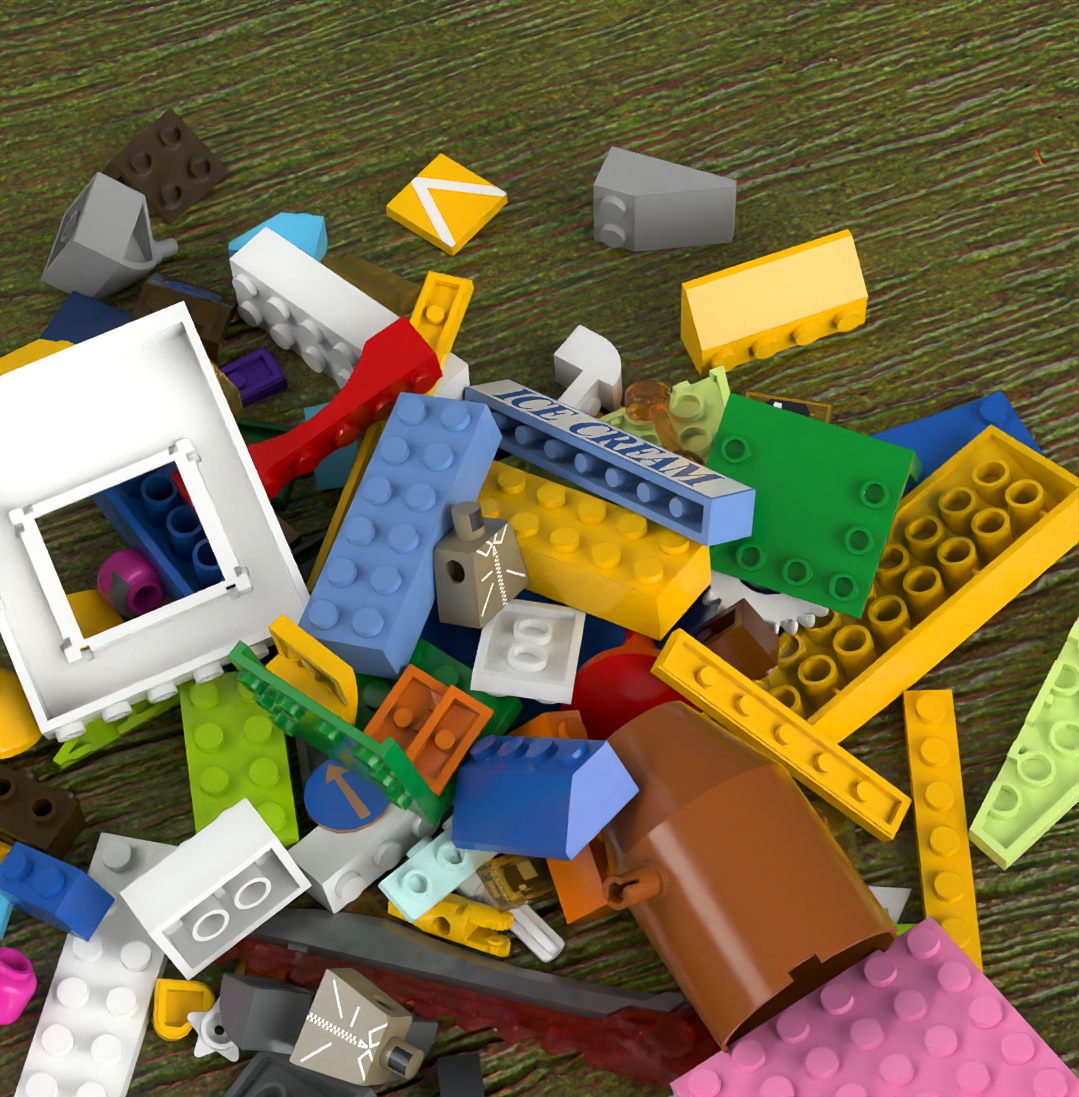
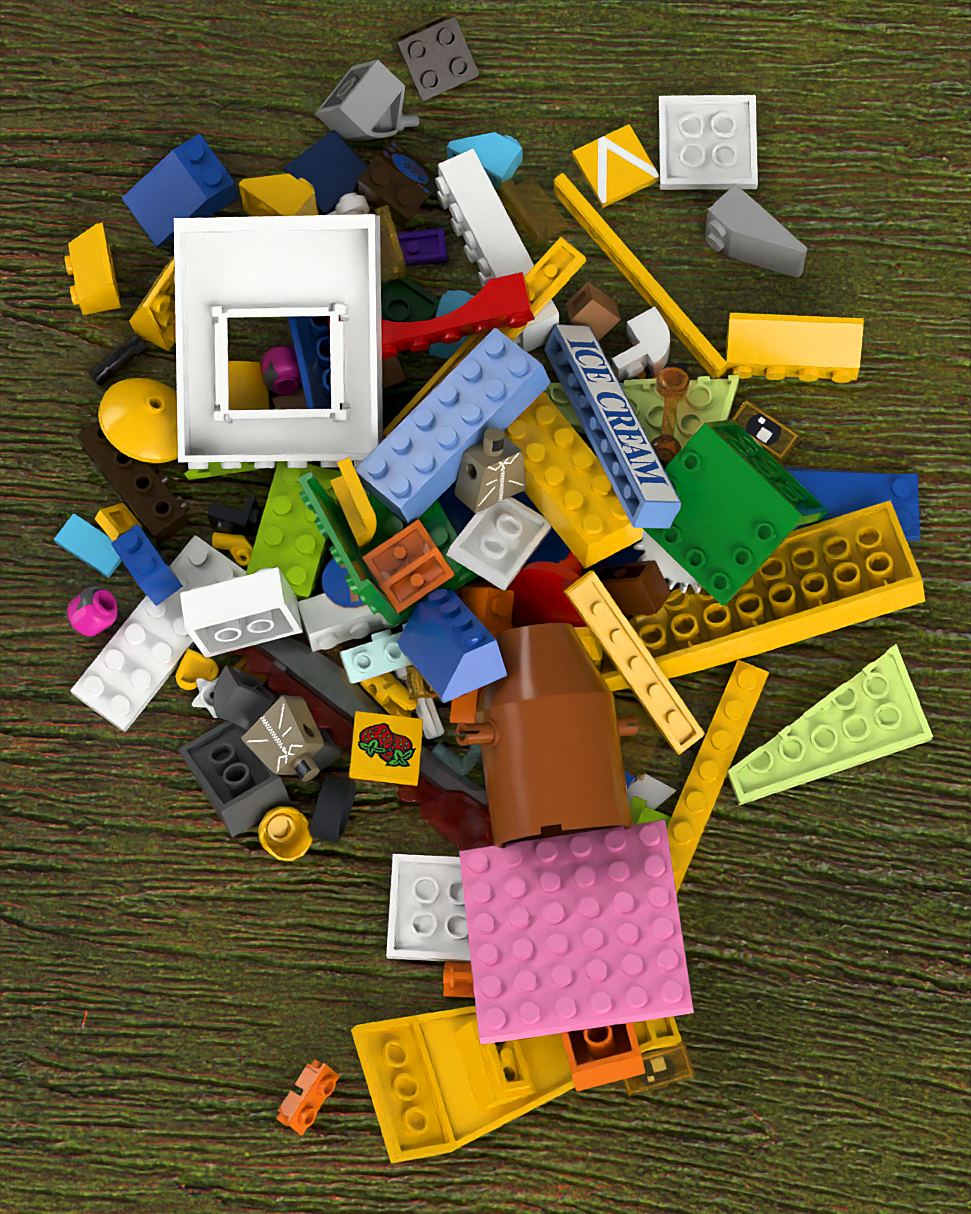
camera: 25 degrees right, 15 degrees up
(148, 790) = (229, 519): none -> black bracket
(164, 822) = (236, 544): none -> yellow arm
(498, 360) = (593, 309): none -> medium nougat panel
(499, 992) = (386, 748): none -> yellow tile
(543, 137) = (707, 142): none -> white plate
(544, 307) = (639, 277): none -> yellow tile
(627, 941) = (460, 766): none -> clear light blue plate

